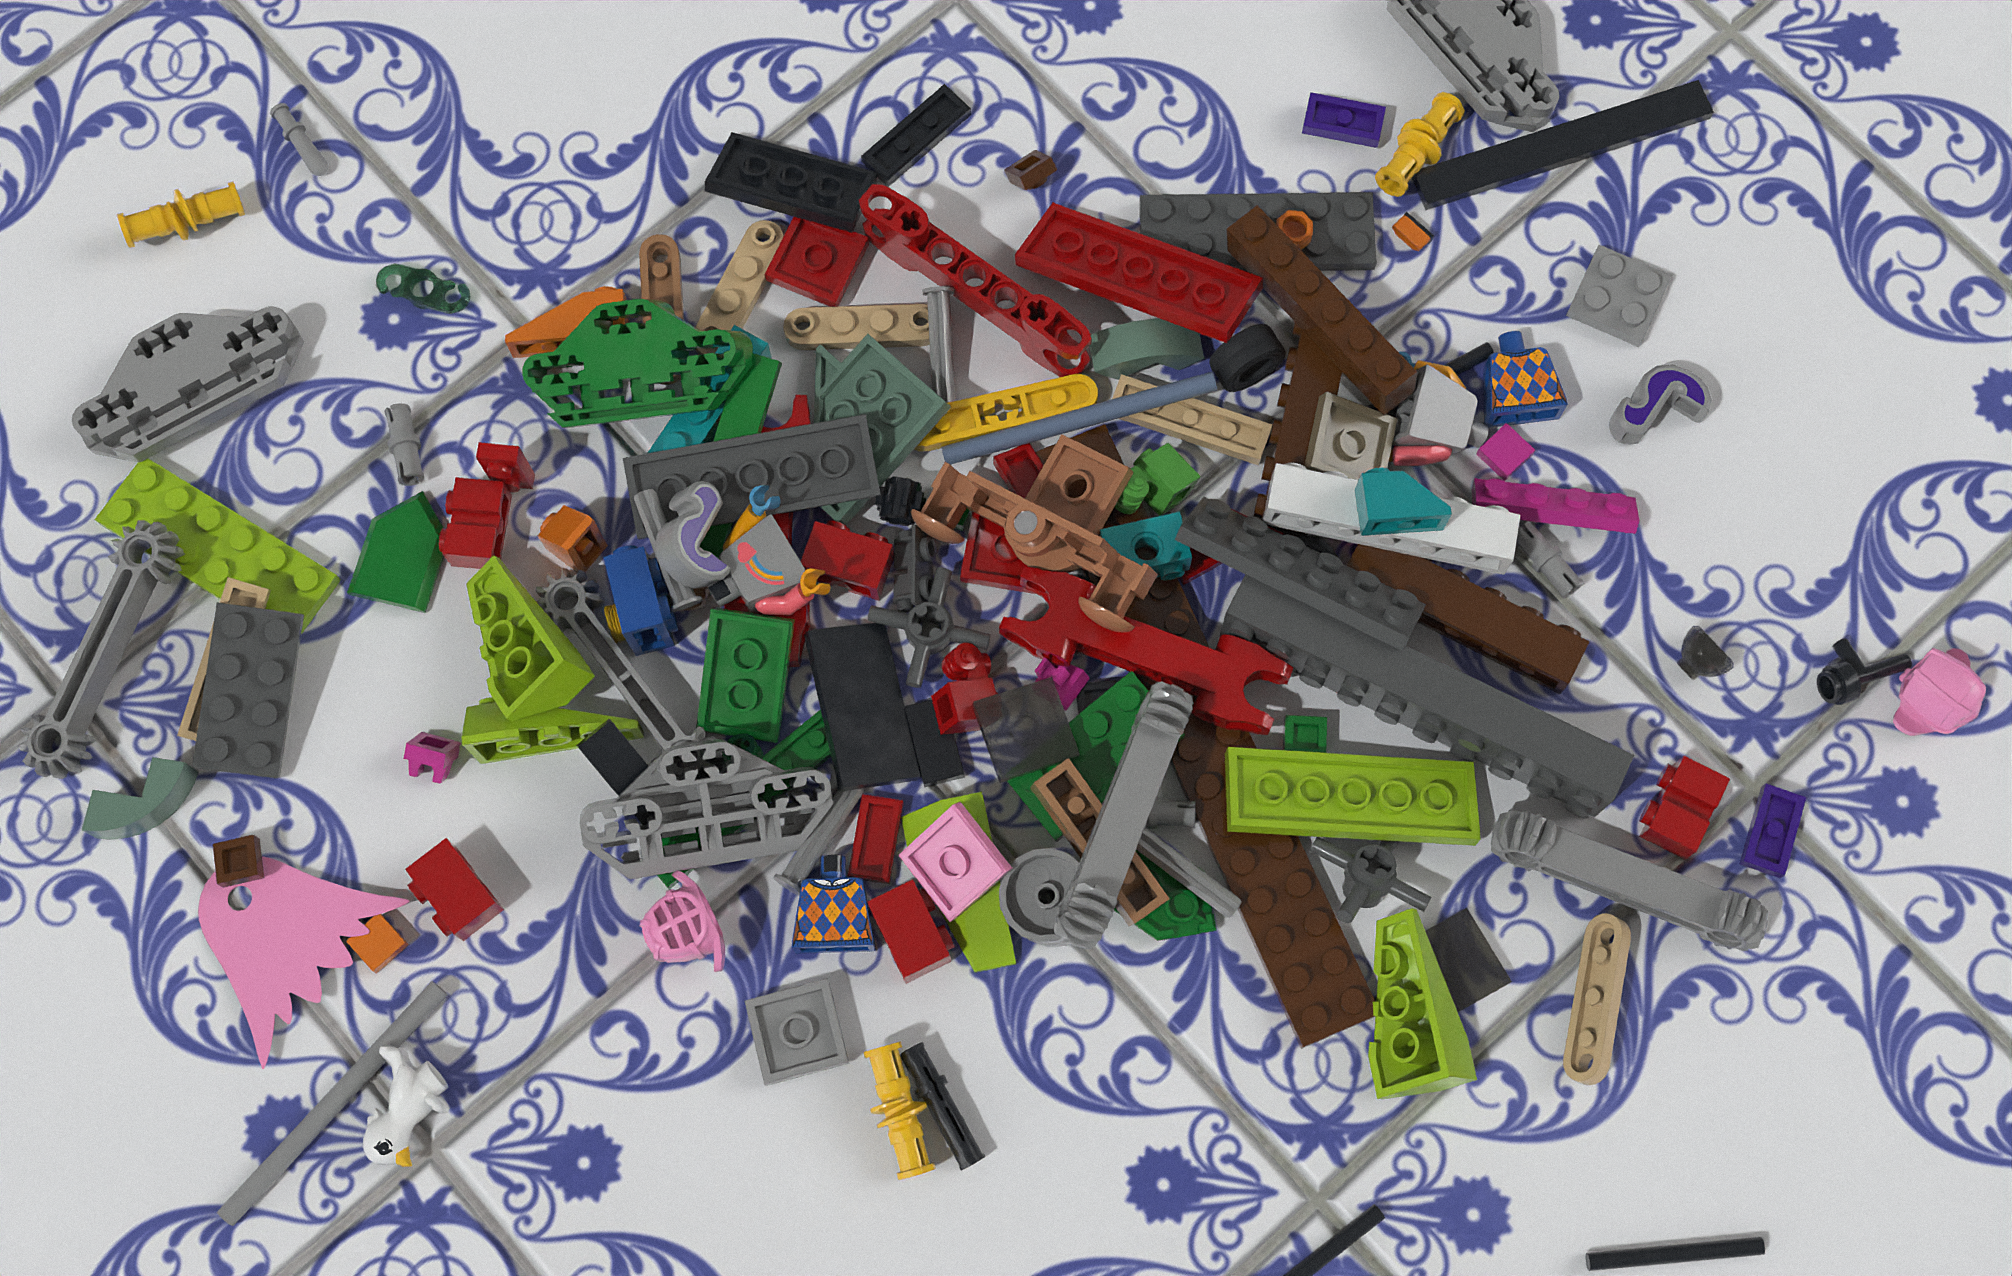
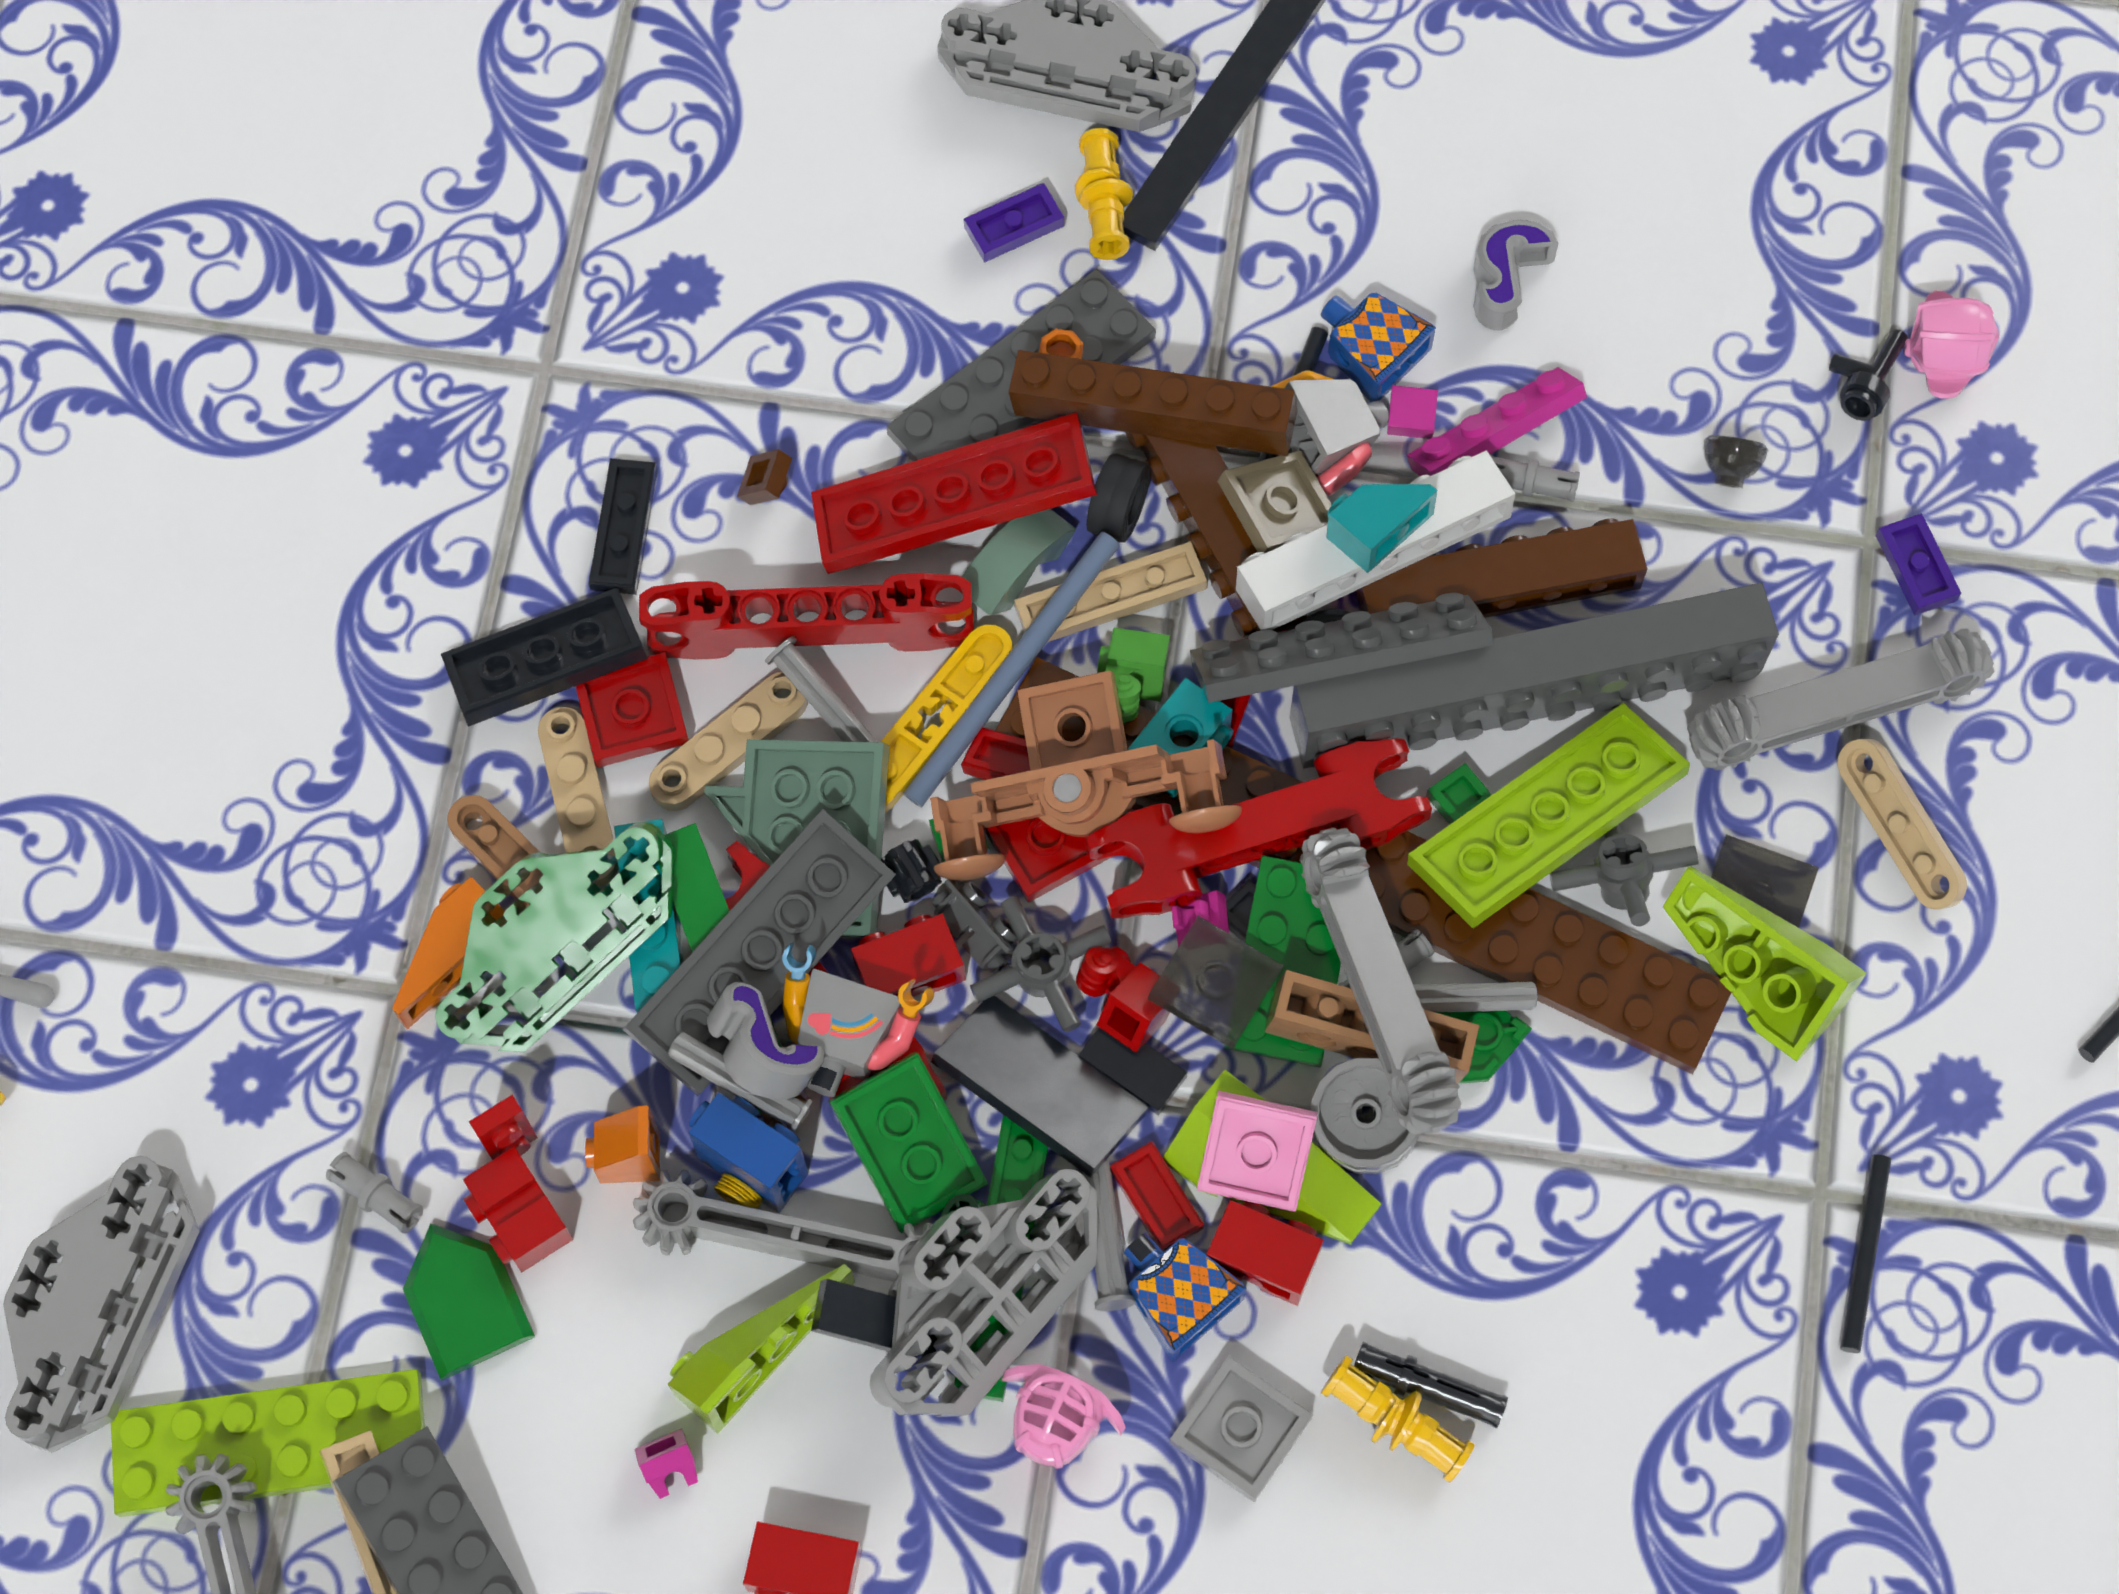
camera: 40 degrees left, 5 degrees down
(411, 276) = (235, 1029): clear green piece -> none
(526, 652) = (682, 1286): lime wedge -> none
(1412, 232) = (1161, 279): orange piece -> none
(1618, 295) = (1390, 202): light grey plate -> none
(1683, 806) = (1829, 602): red brick -> none

